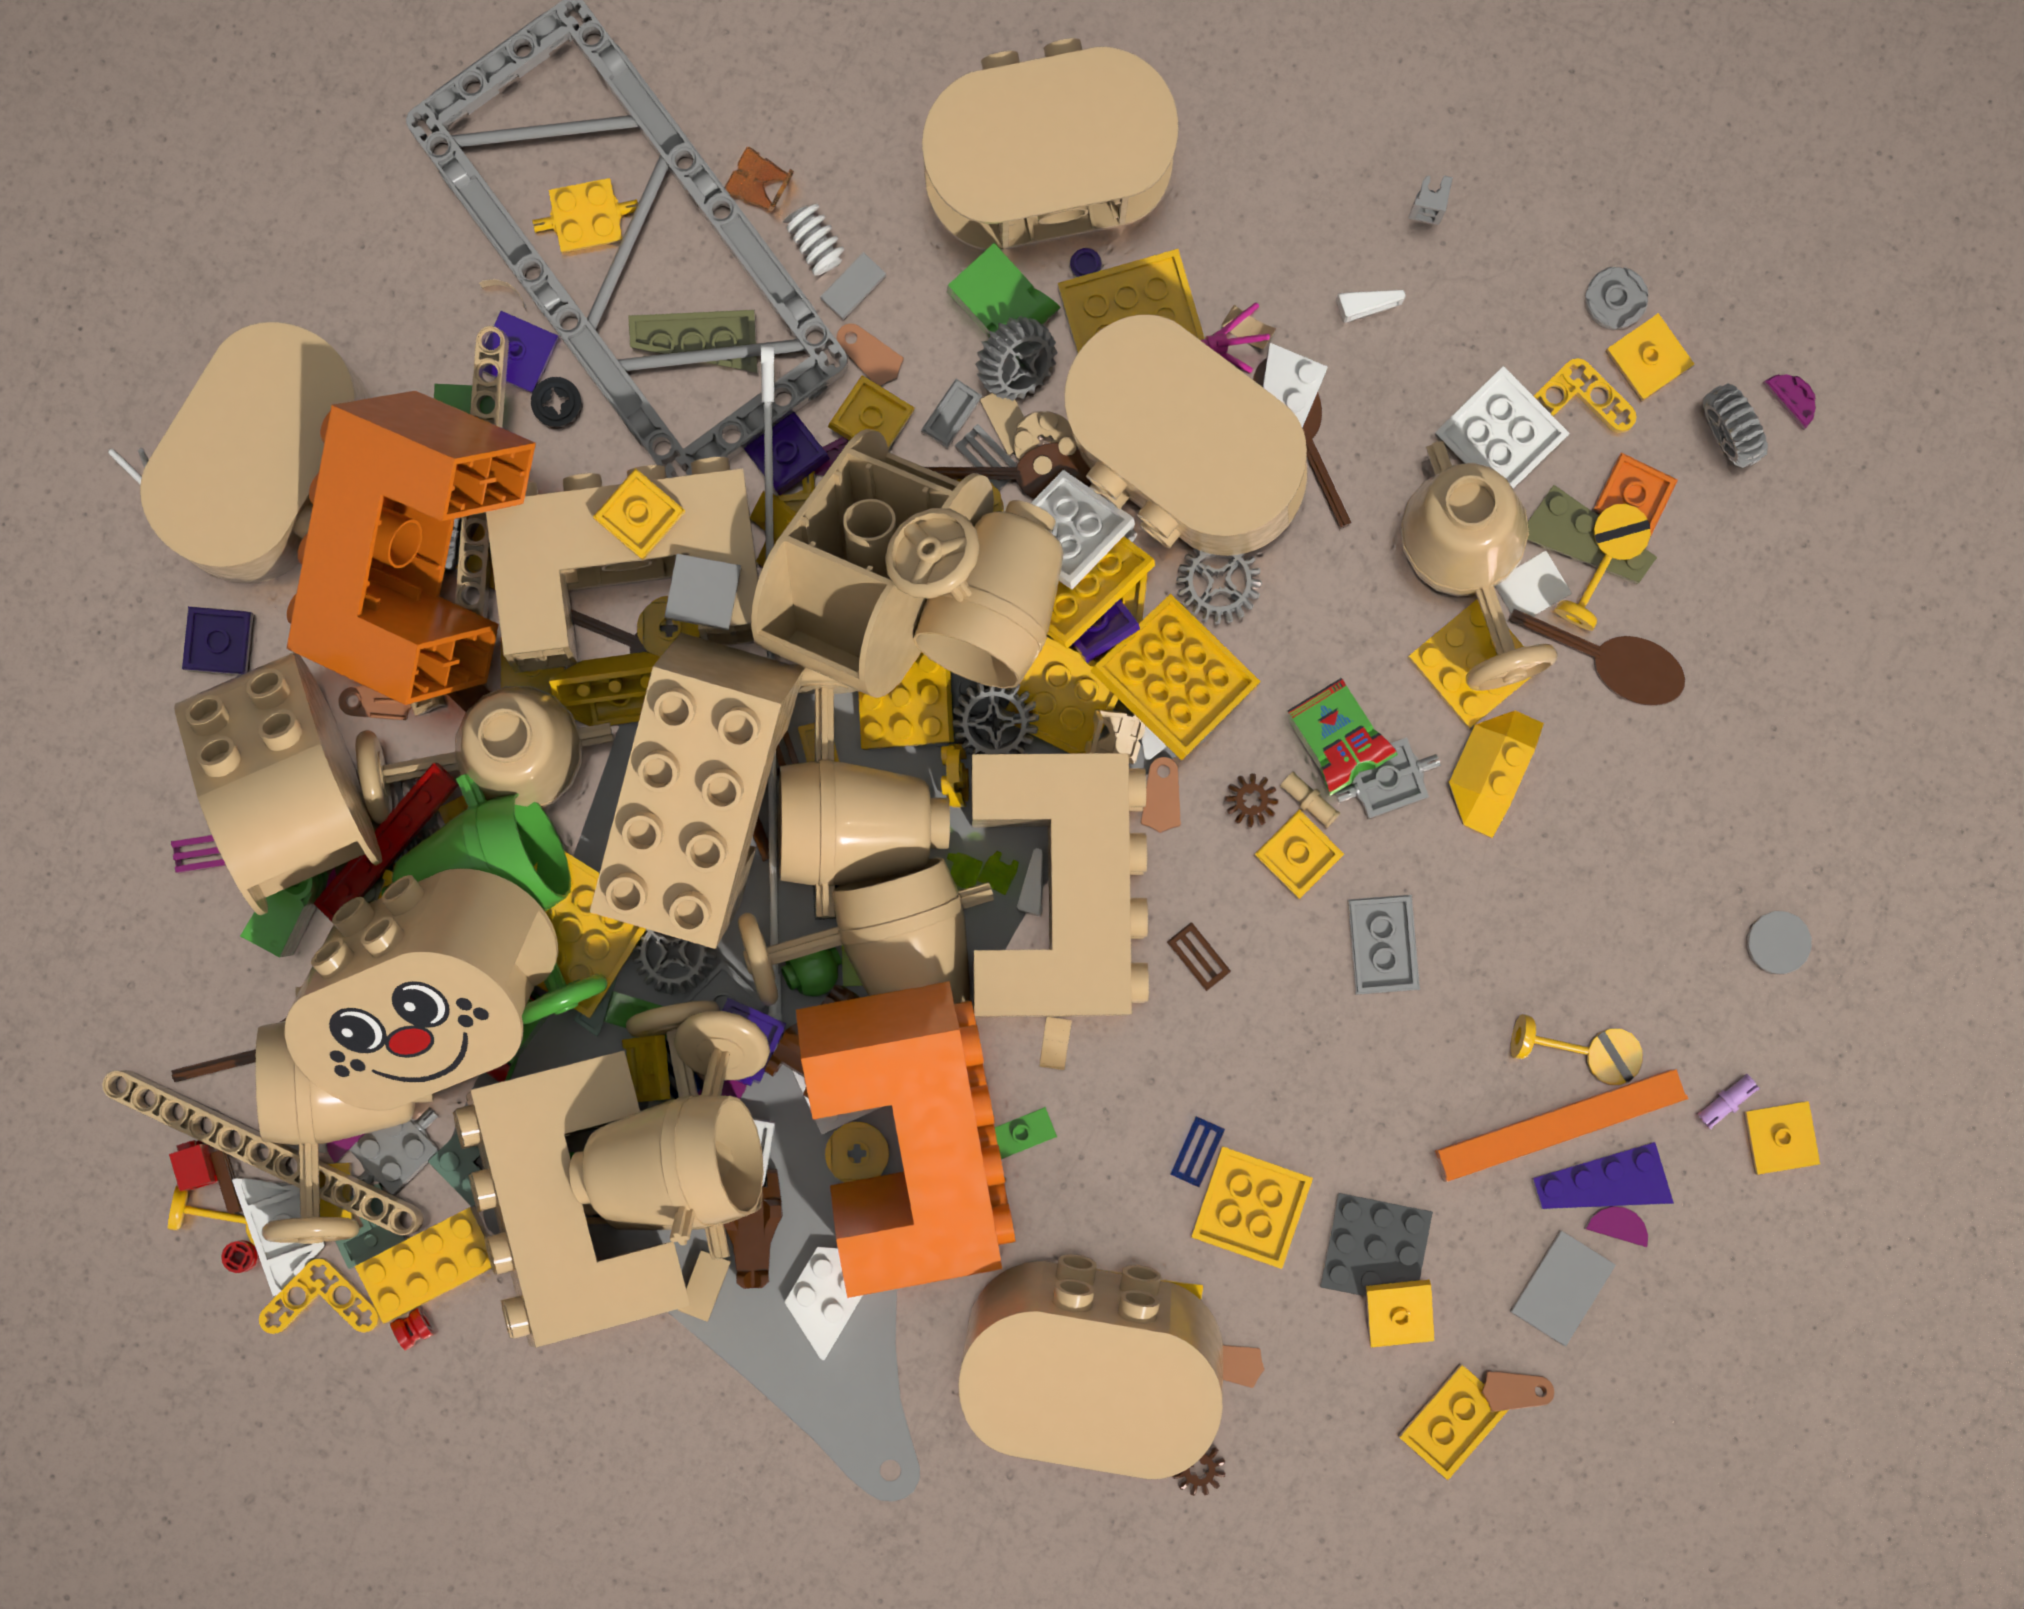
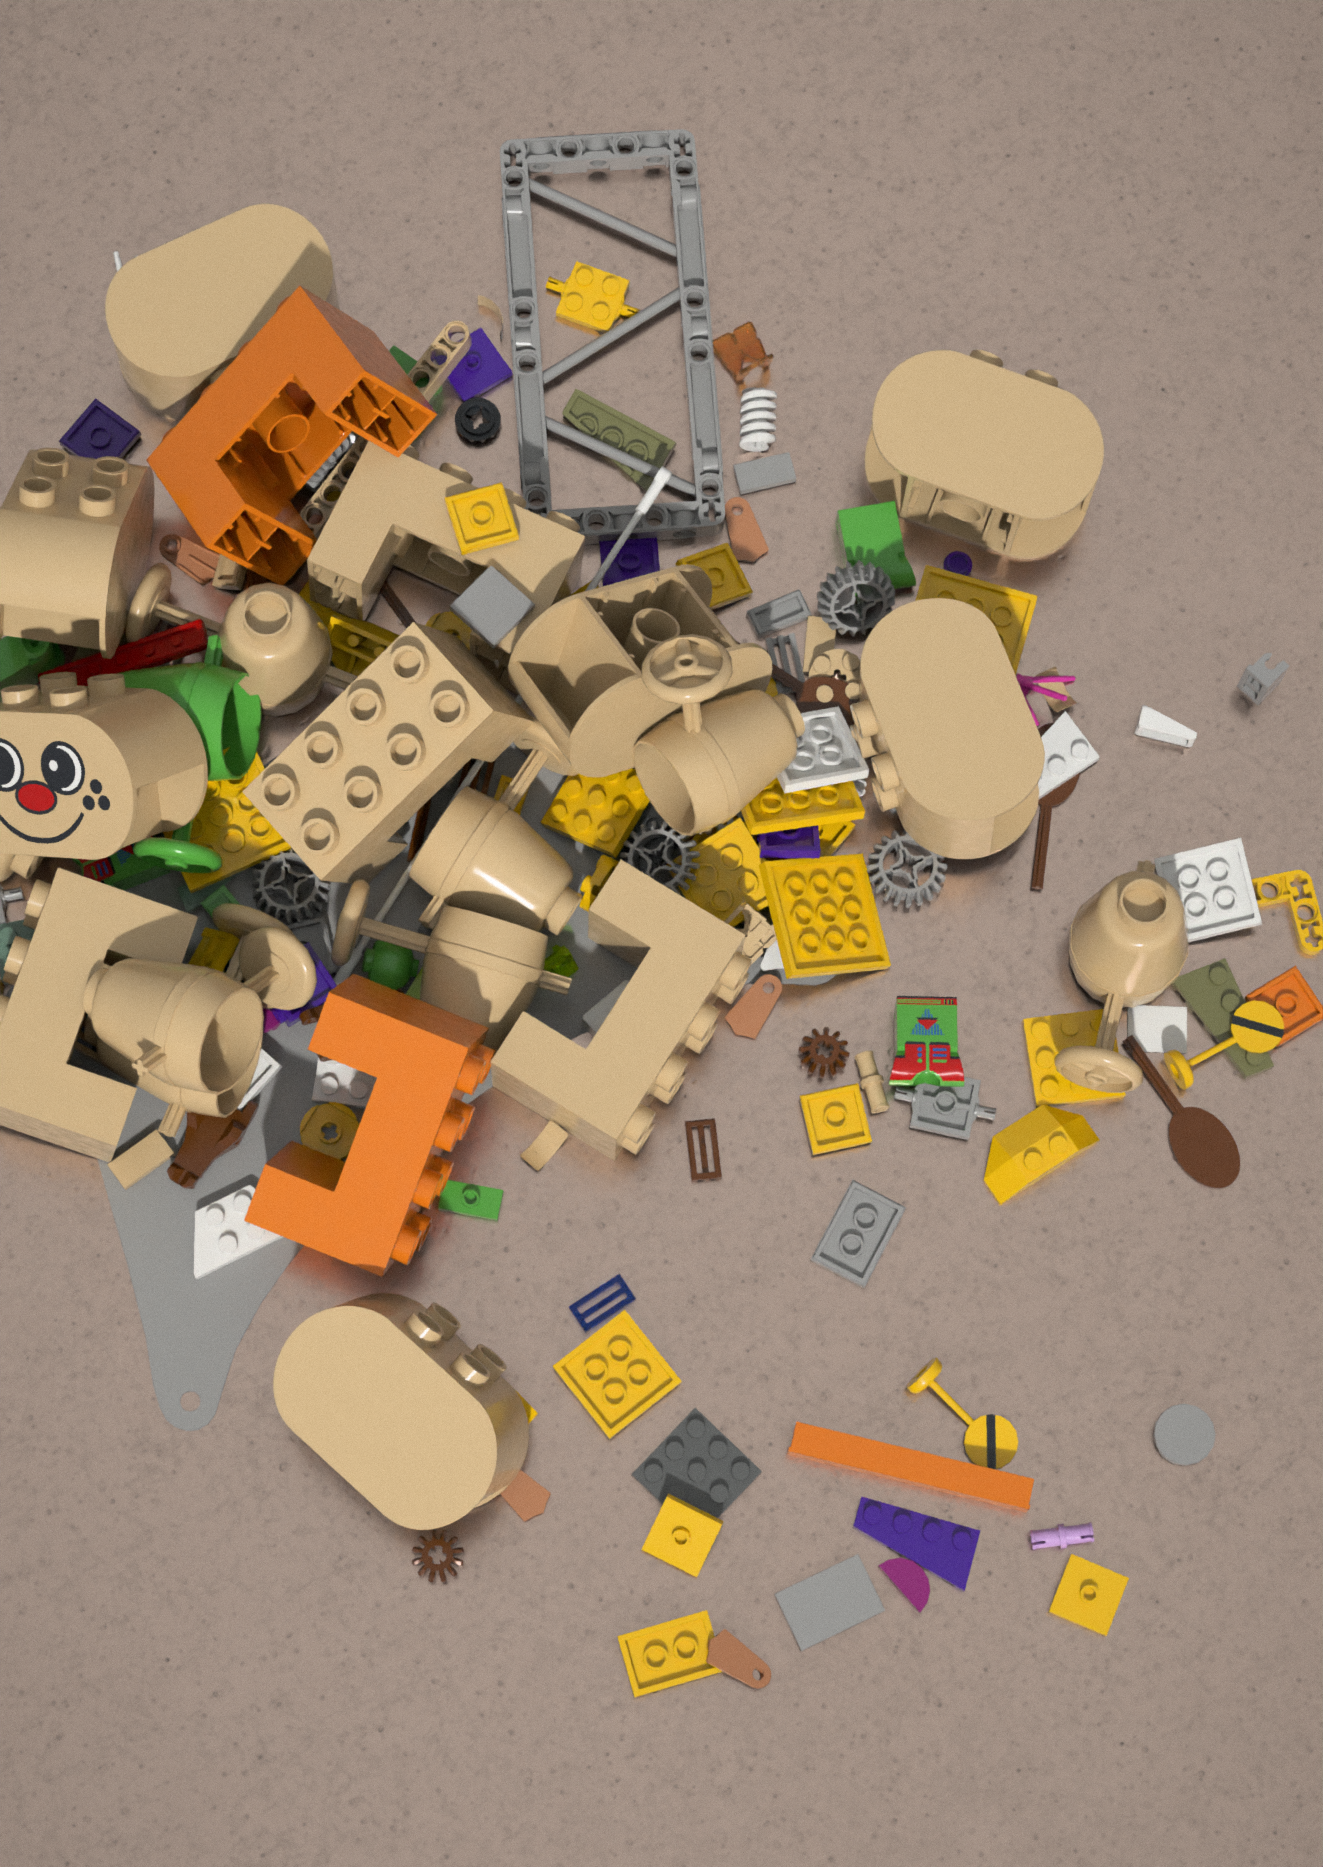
camera: 30 degrees right, 10 degrees down
(998, 873) = (585, 985): clear neon green tile -> none

